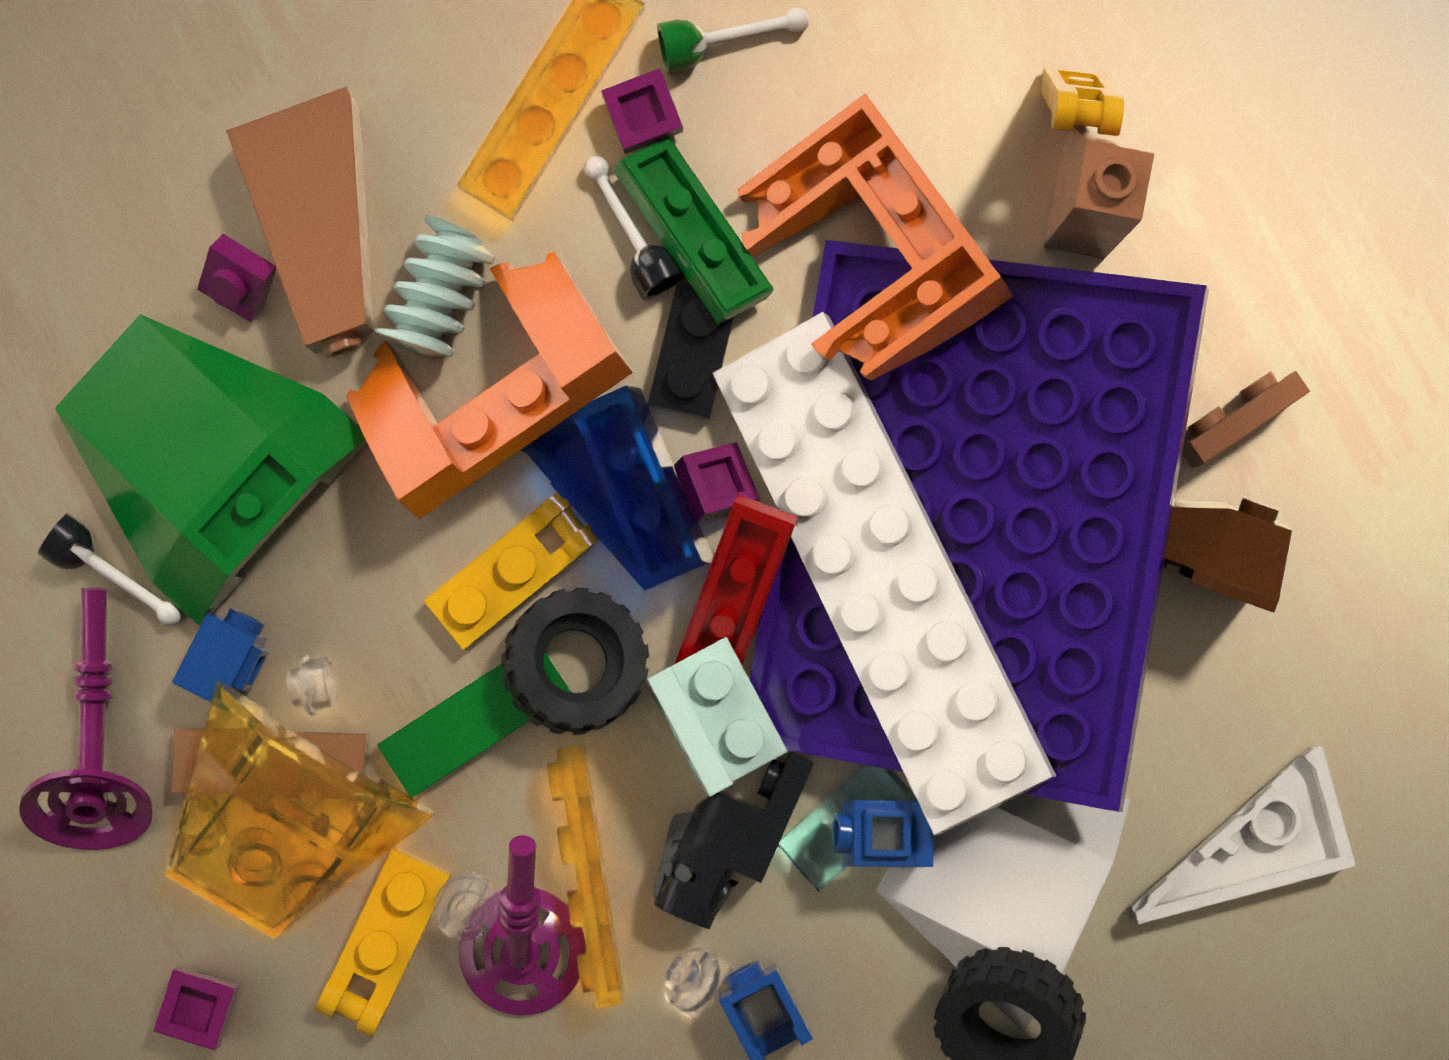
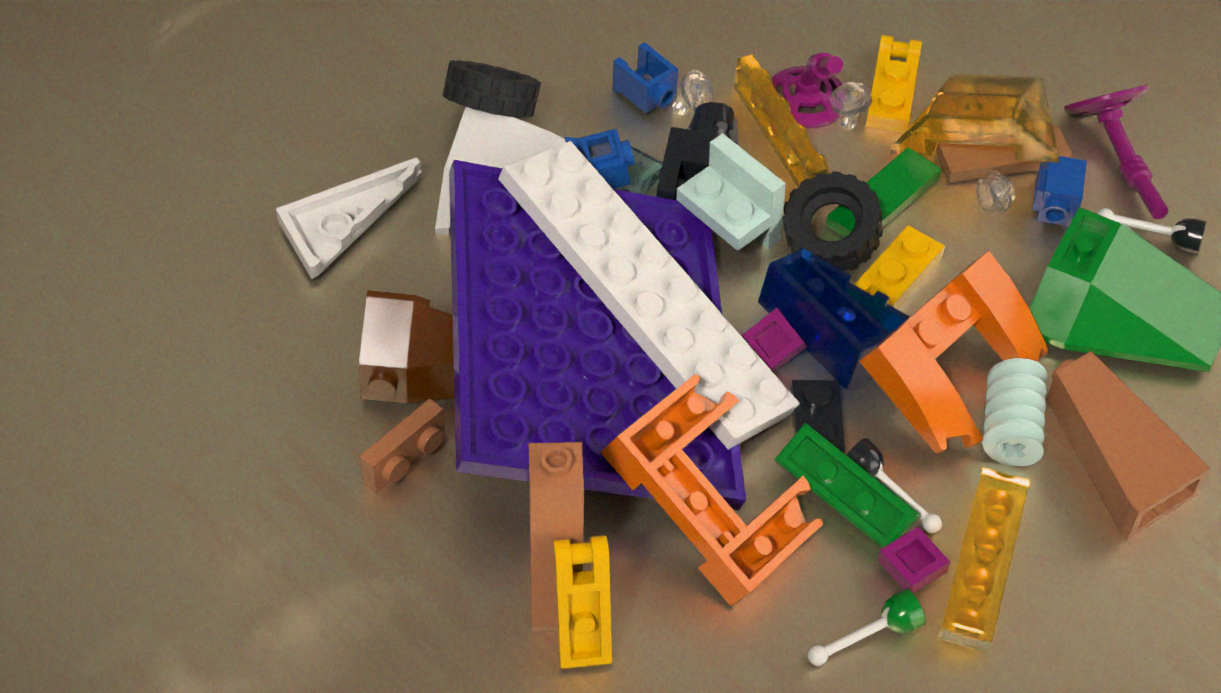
camera: 165 degrees right, 35 degrees down
(196, 1008) = (992, 32): magenta plate -> none
(236, 277) = (1159, 393): magenta plate -> none
(739, 577) = (740, 276): red tile -> none

